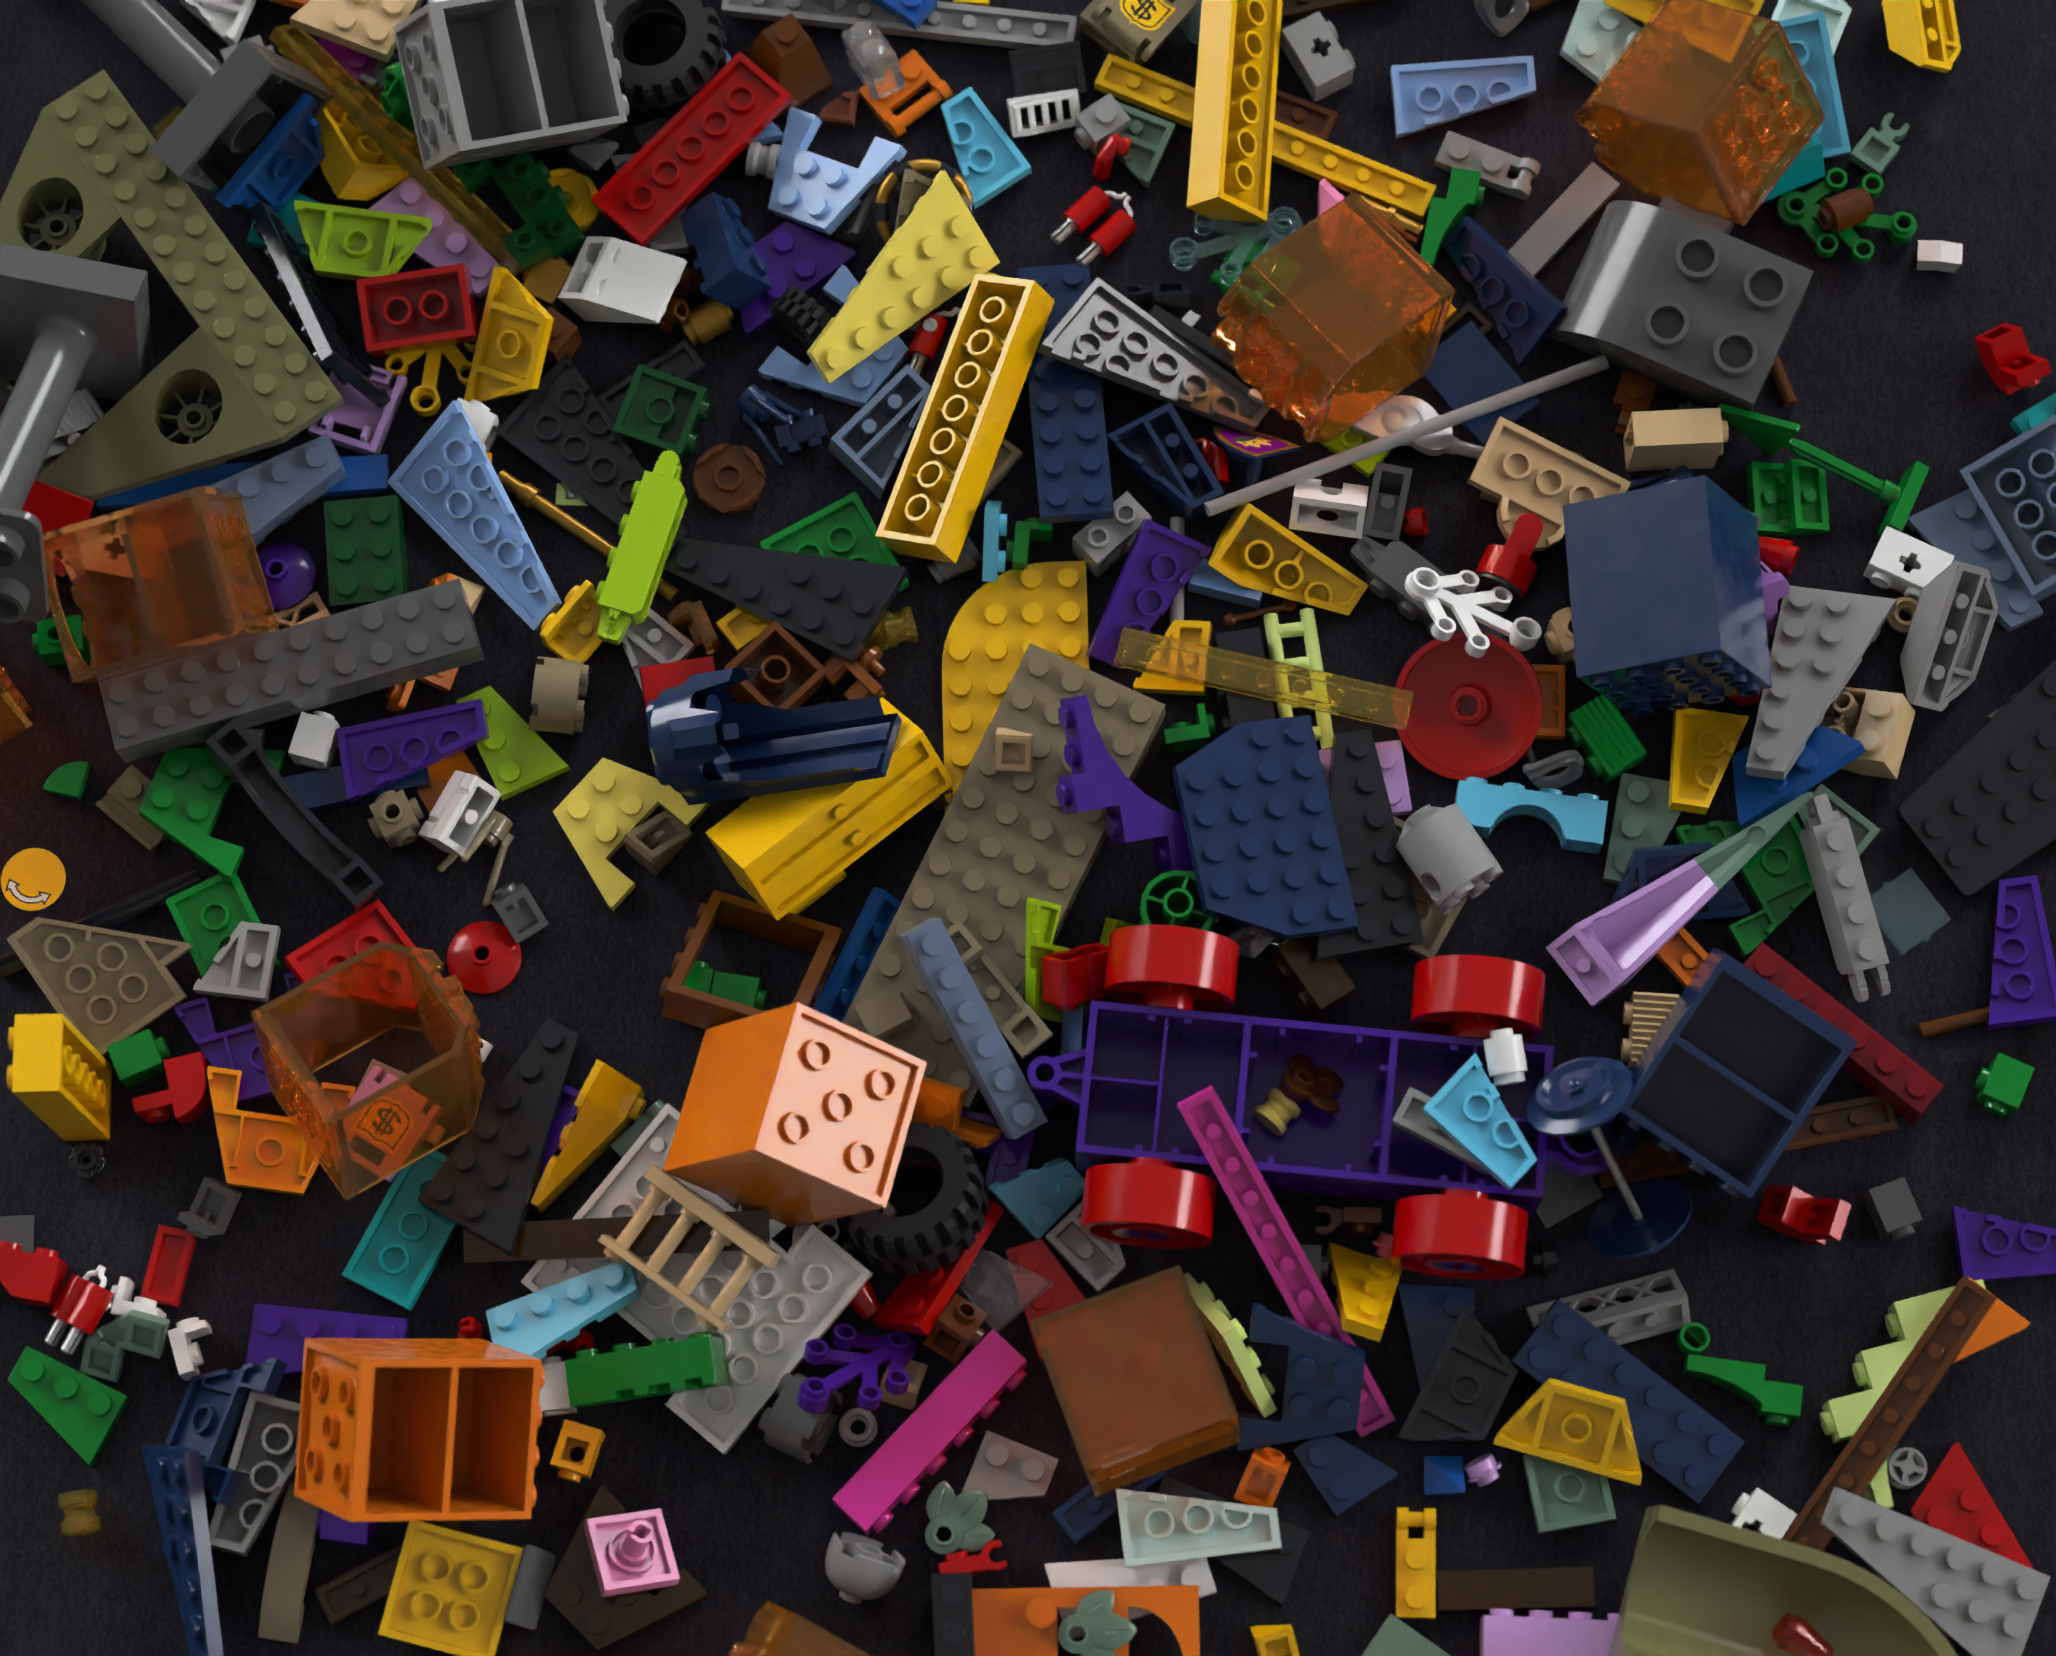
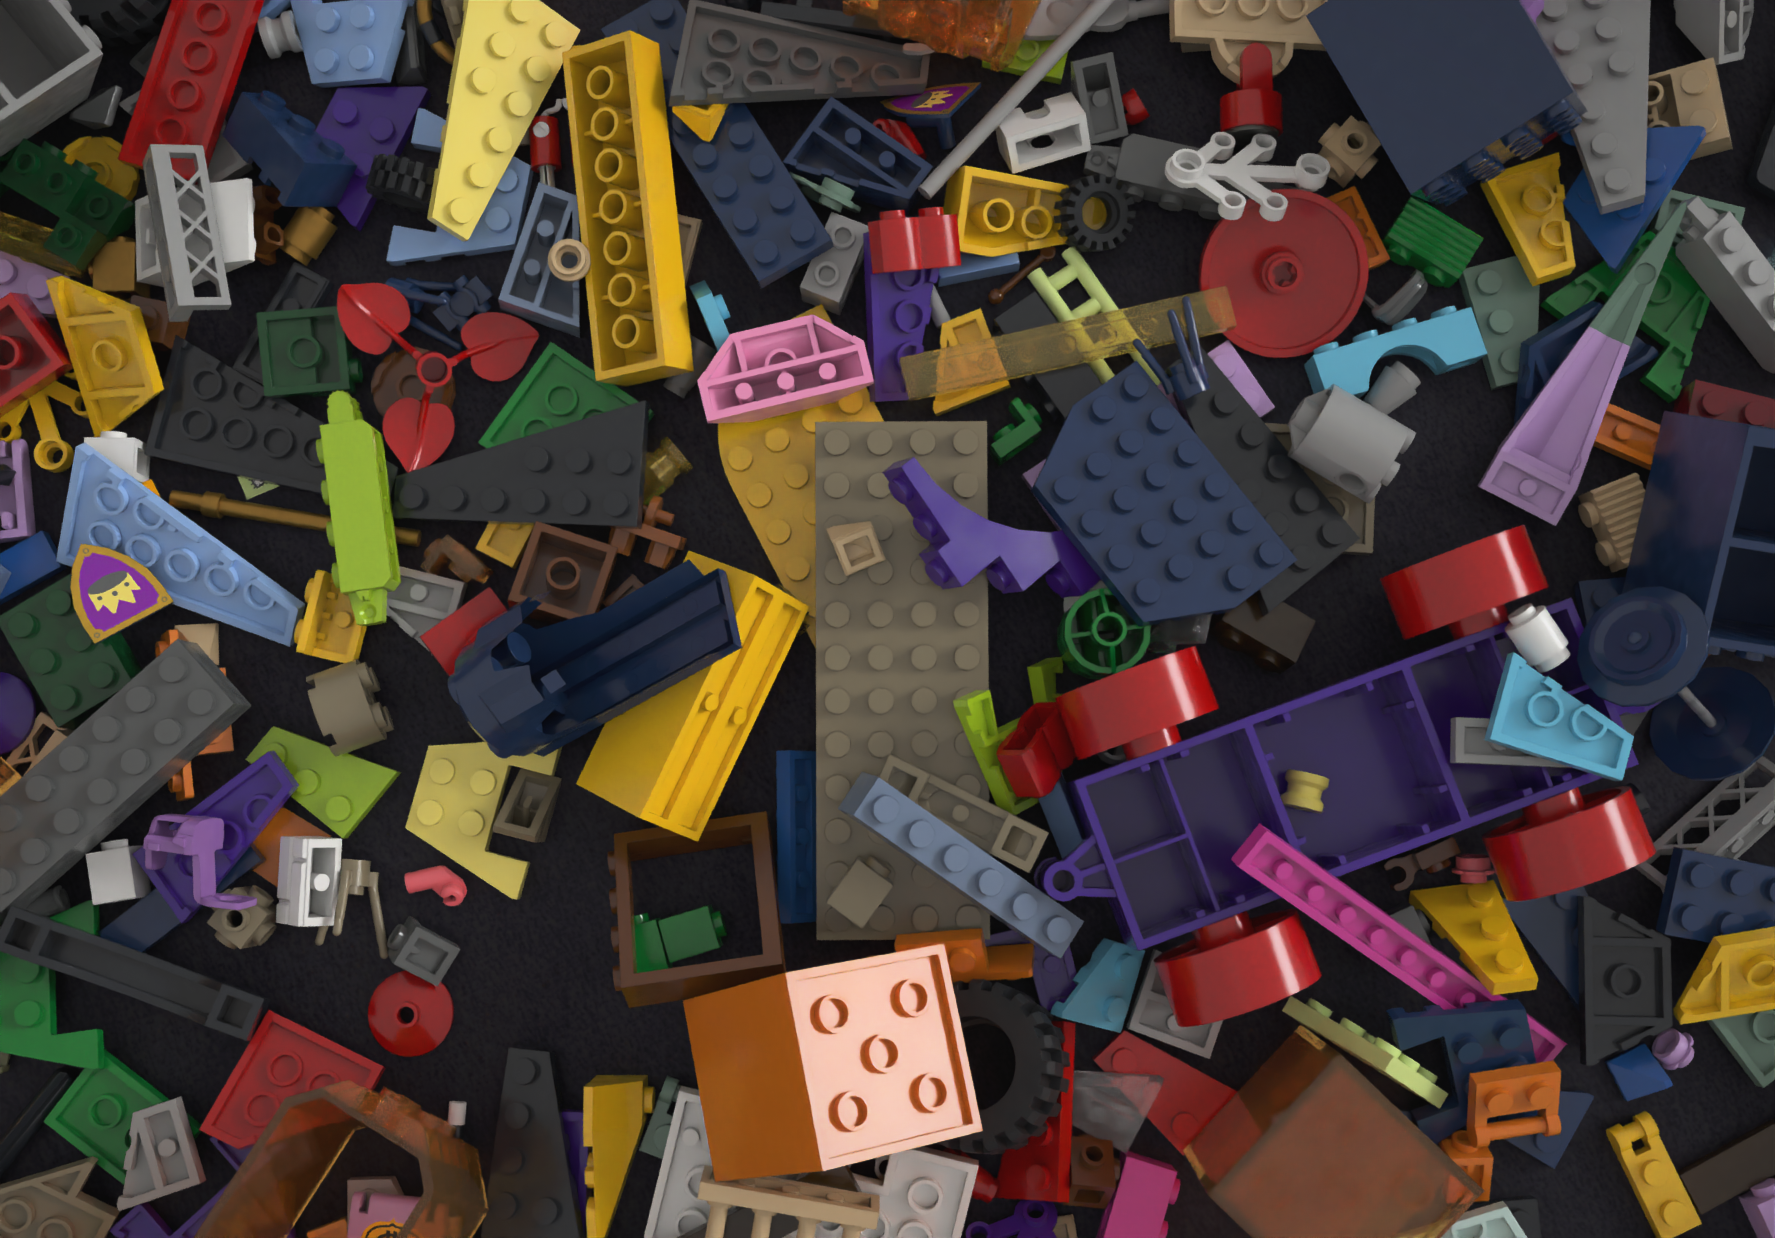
camera: 30 degrees left, 10 degrees up
(400, 736) = (195, 837): none -> medium lavender piece
(422, 523) = (113, 591): none -> shield
(559, 865) = (440, 880): none -> coral arm
(605, 273) = (169, 233): none -> light grey fence
(720, 513) = (415, 429): none -> red plant
(897, 423) = (569, 247): none -> tan plate
(1024, 595) = (783, 370): none -> bright pink wedge
(1026, 531) = (747, 300): green bracket -> none
(1059, 373) = (701, 118): none -> yellow slope
(1131, 476) = (828, 194): none -> sand green plate
(1178, 543) = (914, 242): none -> red brick
(1311, 1083) = (1326, 746): reddish brown plate -> none
(1327, 1424) = (1513, 1092): none -> orange plate
(1343, 747) = (1191, 375): none -> dark blue plant
(1359, 596) = (1116, 207): none -> black tyre
(1513, 840) = (1392, 388): none -> light grey cone

